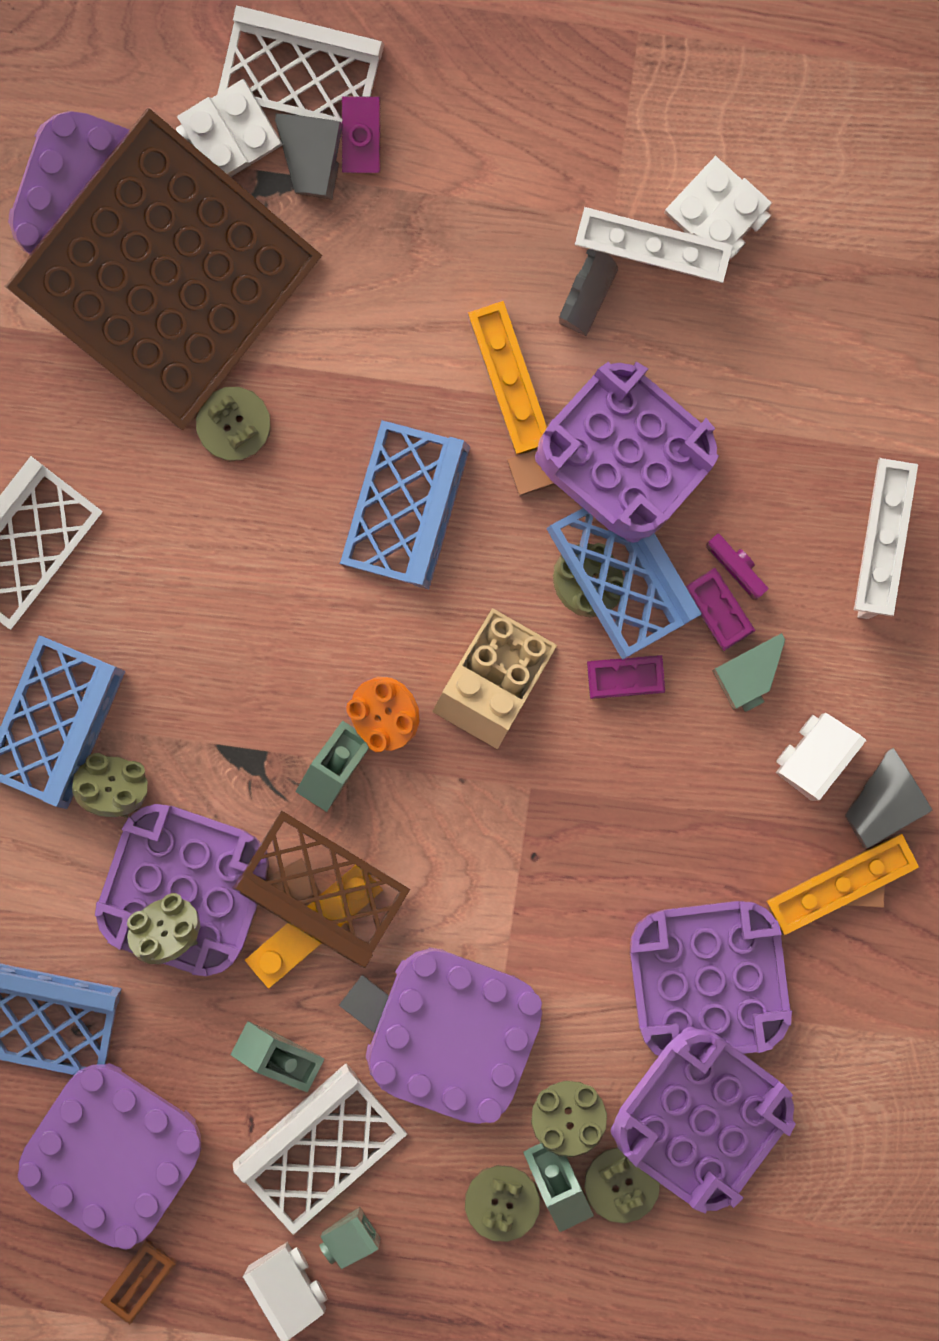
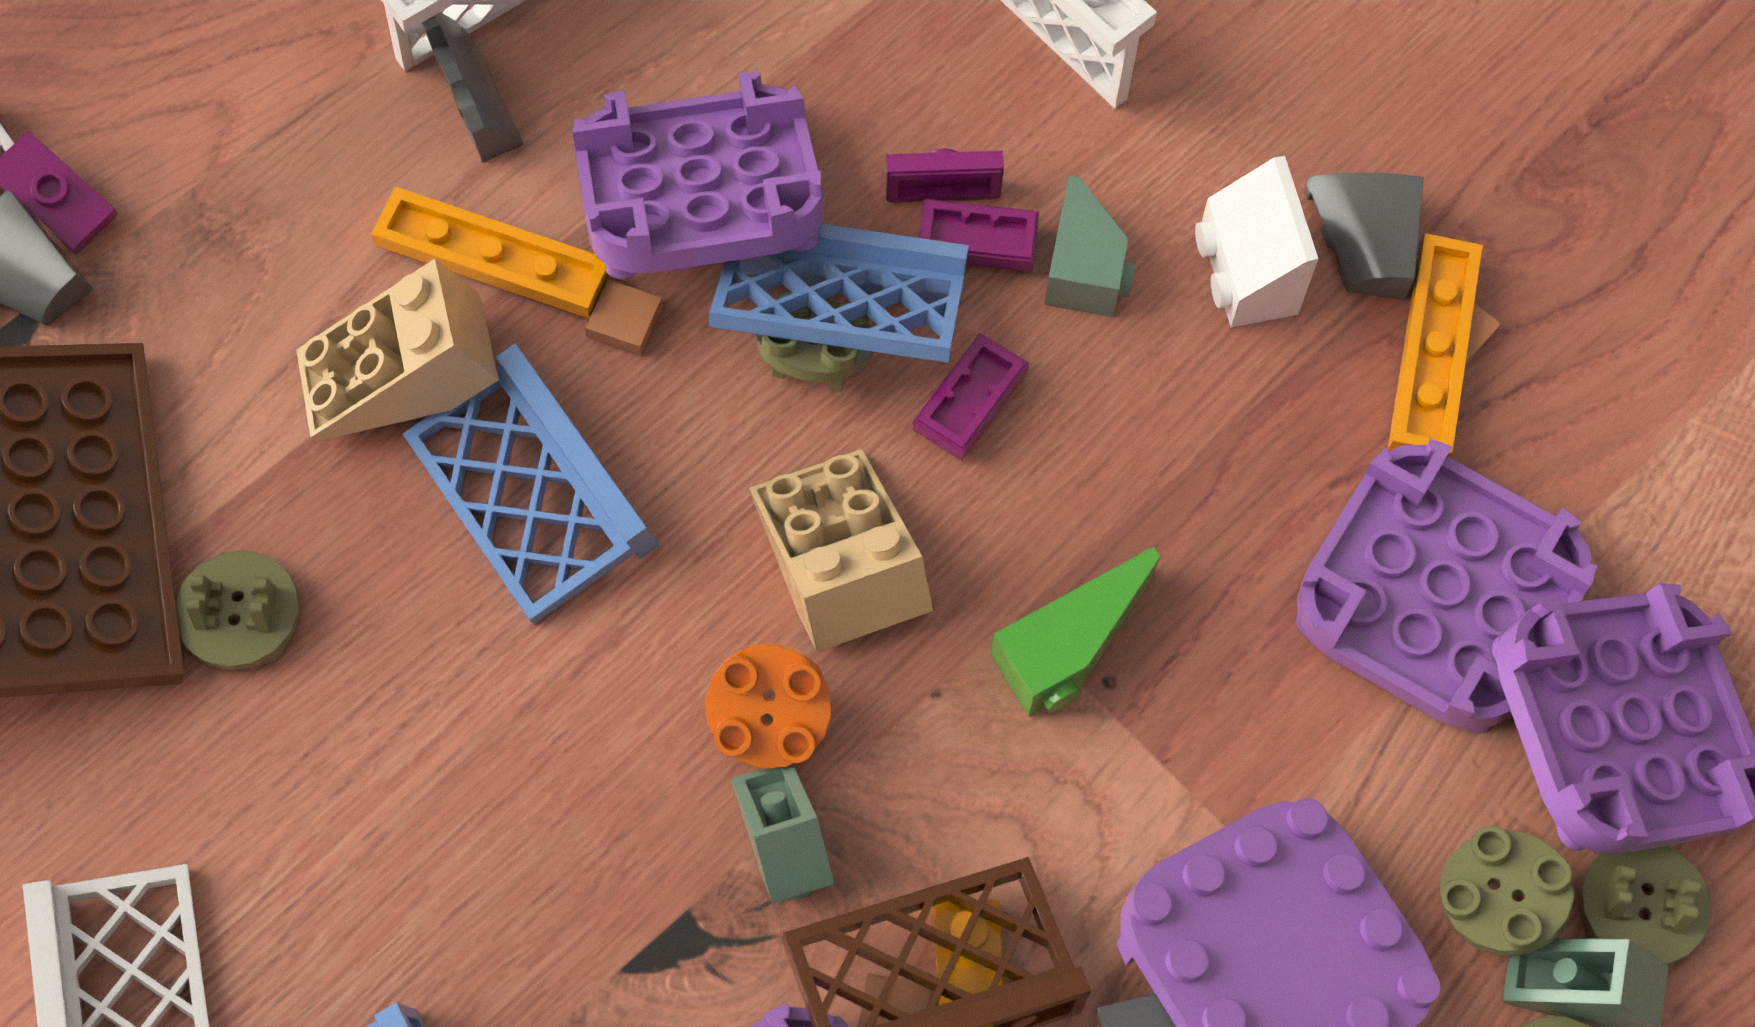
camera: 55 degrees left, 20 degrees down
(413, 386) = (398, 356): none -> tan slope
(532, 824) = (1061, 643): none -> bright green slope

